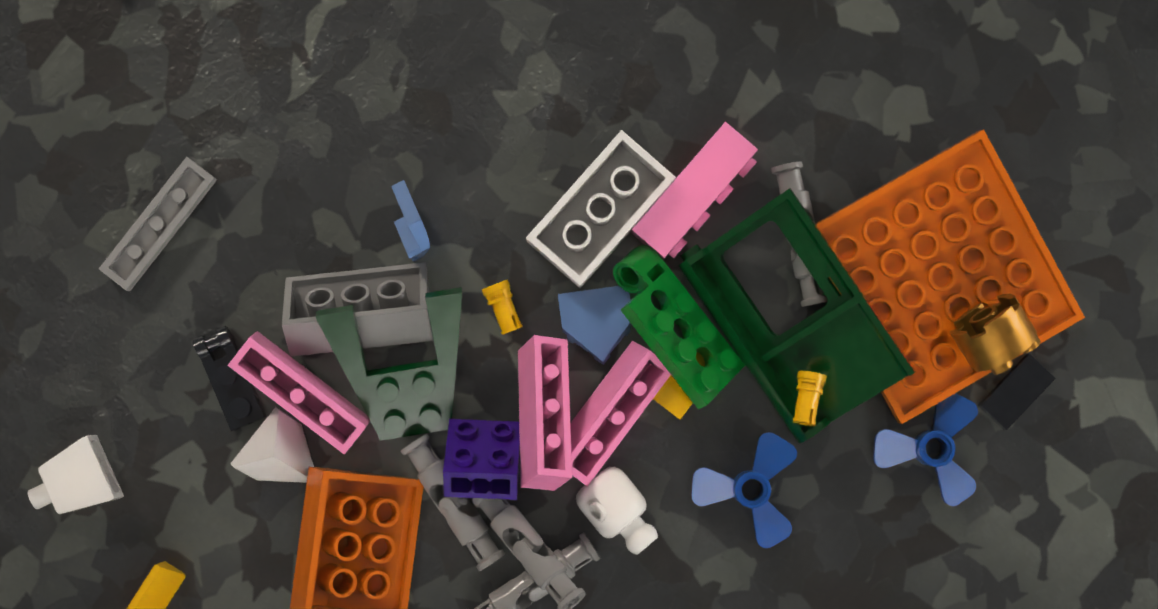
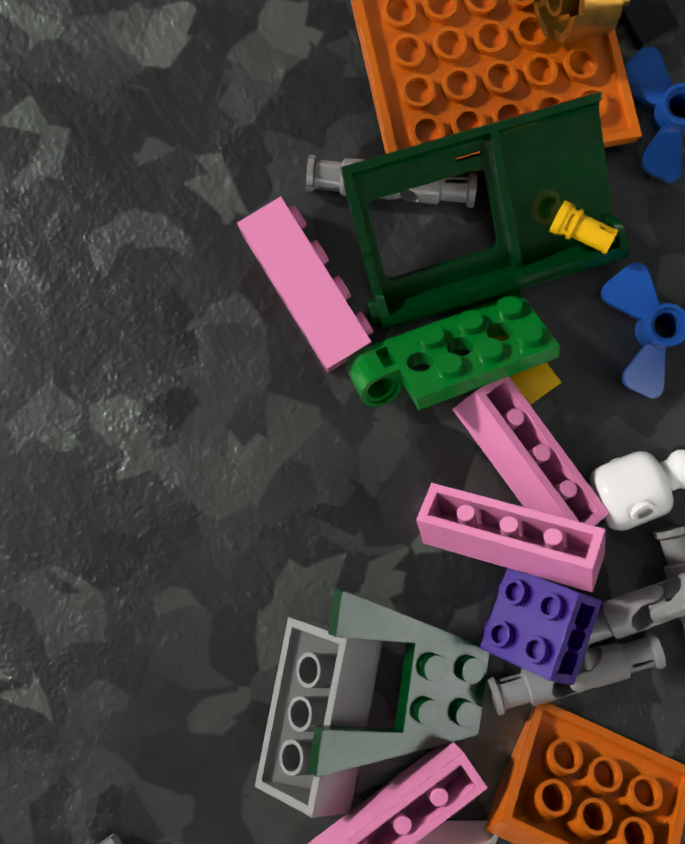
camera: 70 degrees left, 0 degrees up
(410, 226) = (238, 624): medium blue slope -> none
(500, 299) = (359, 545): yellow pin -> none
(595, 319) = (415, 443): medium blue slope -> none
(600, 209) = (291, 396): white brick -> none

